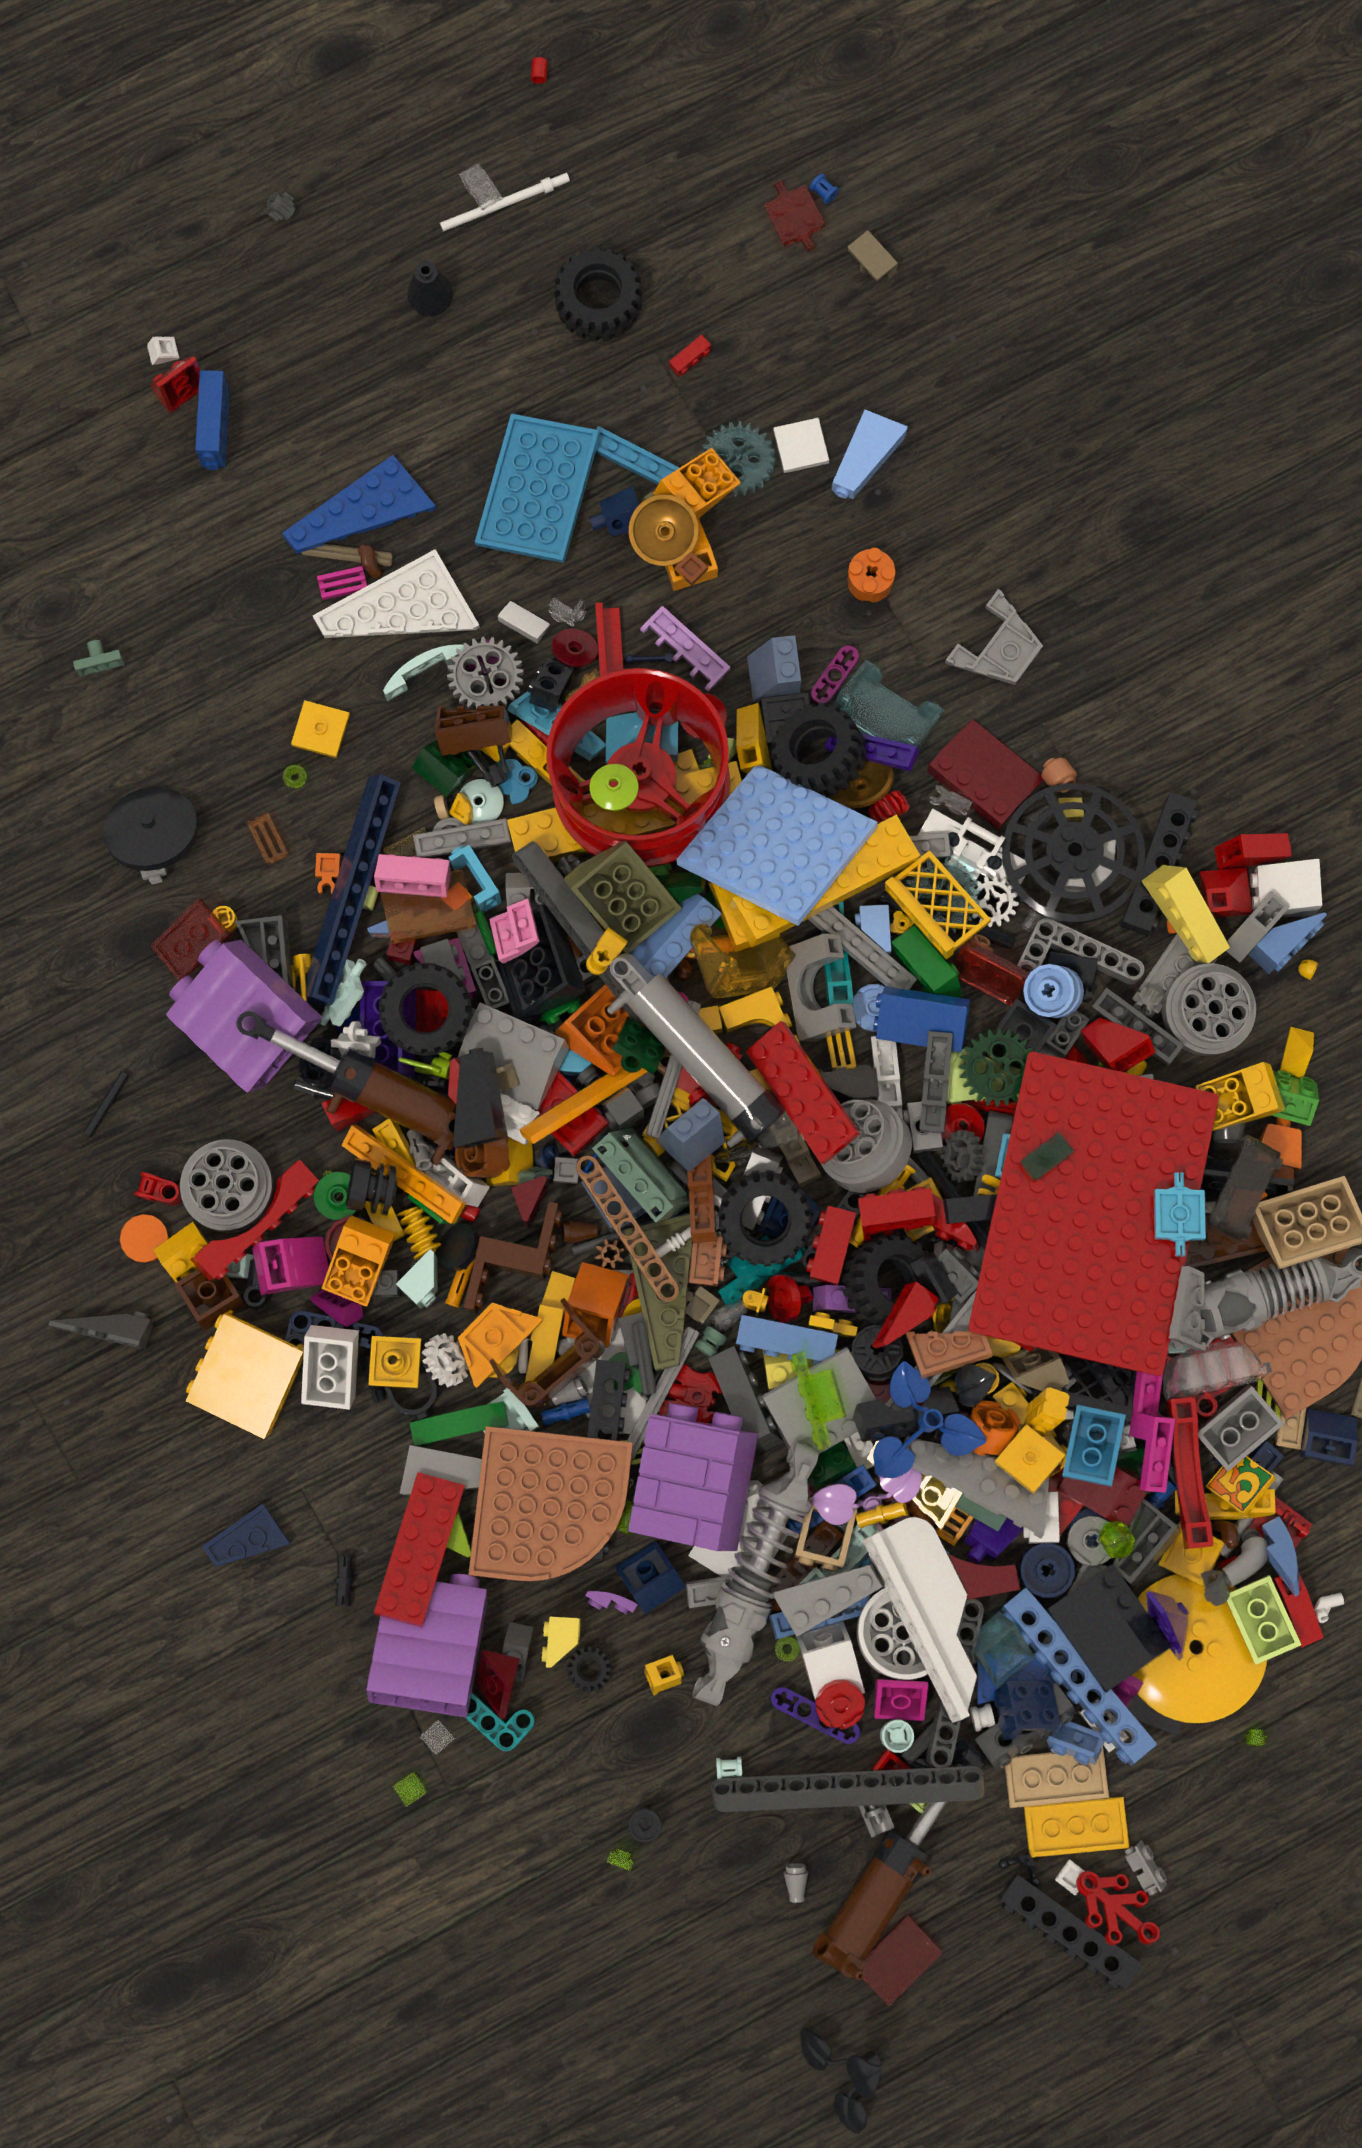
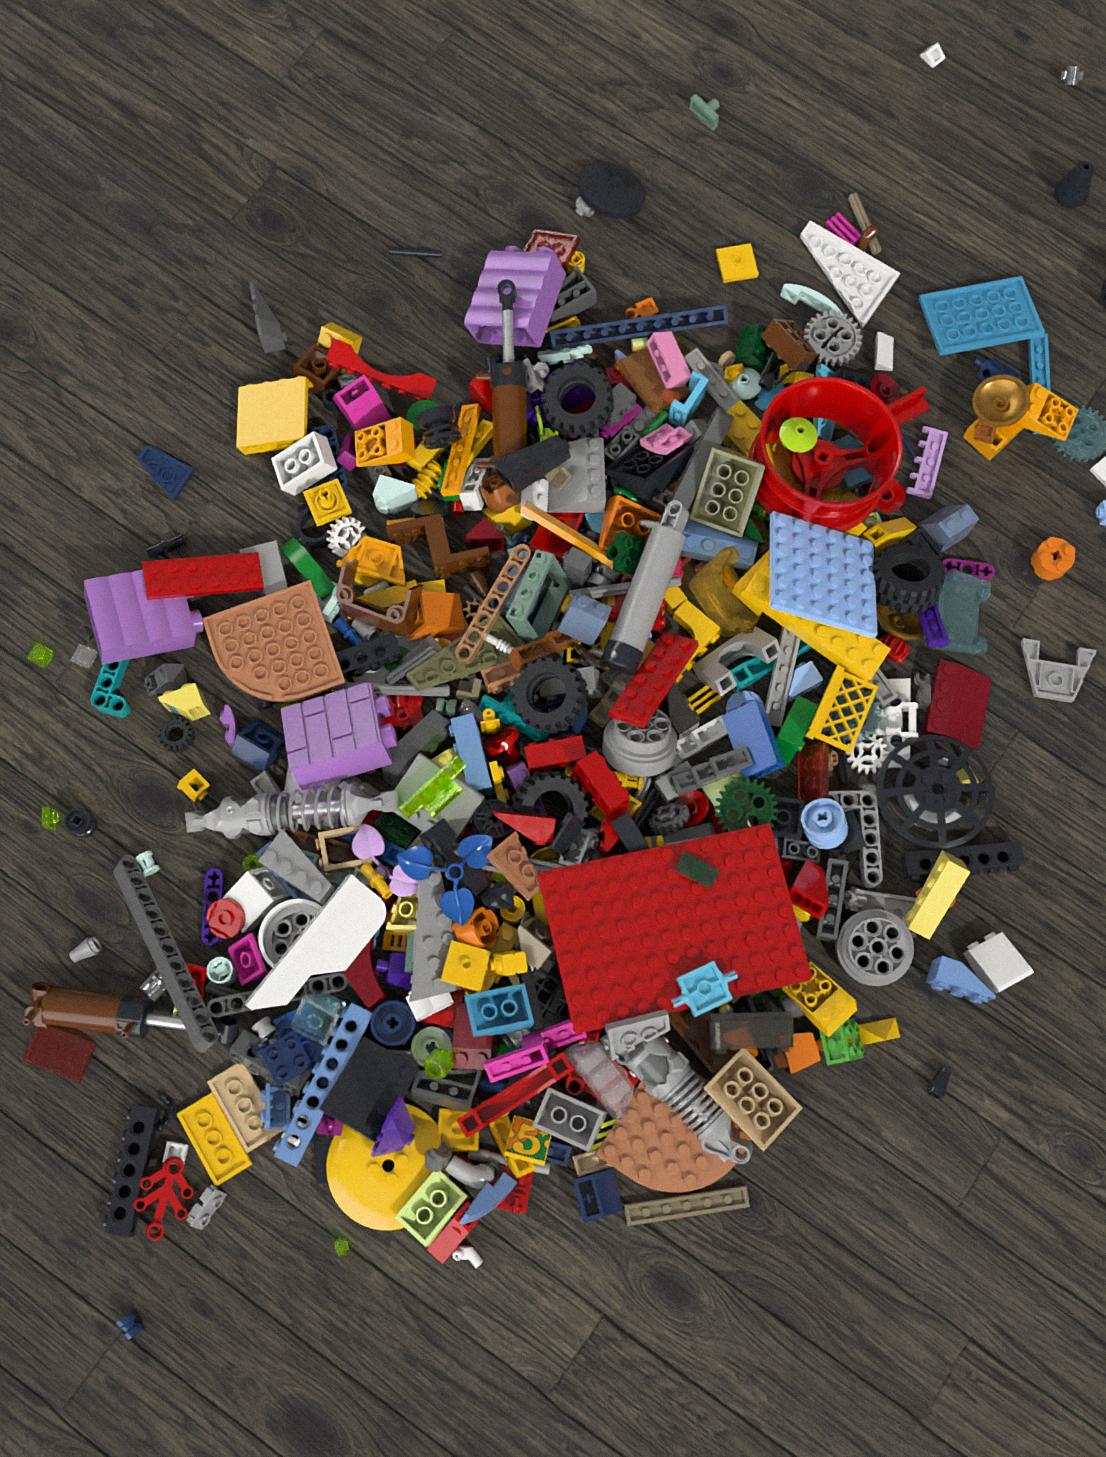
camera: 60 degrees right, 5 degrees down
(142, 1236) = (338, 312): orange tile -> none
(155, 1188) = (373, 307): red piece -> none
(177, 384) = (916, 67): red slope -> none
(212, 419) = (905, 99): blue brick -> none
(251, 1204) = (392, 327): light grey wheel -> none
(259, 821) = (653, 255): clear orange tile -> none
(294, 769) = (696, 257): clear neon green plate -> none
(367, 504) = (902, 217): blue wing -> none
(419, 1150) = (481, 453): light grey pin -> none
(458, 1539) = (229, 600): lime slope -> none
(497, 1680) = (138, 676): dark red slope -> none
(561, 612) = (906, 379): clear bracket -> none
(607, 950) = (687, 496): yellow piece -> none
(899, 917) = (811, 695): yellow plate -> none
(1058, 772) = (988, 754): nougat head -> none
(1226, 892) = (968, 920): red slope -> none
(1228, 1532) = (487, 1149): reddish brown arm -> none
(1232, 2004) = (129, 1325): none -> dark blue wheel
(1252, 850) = (1013, 923): red slope -> none
(1256, 926) = (956, 949): light grey slope -> none
(1307, 968) = (946, 1009): yellow hinge -> none

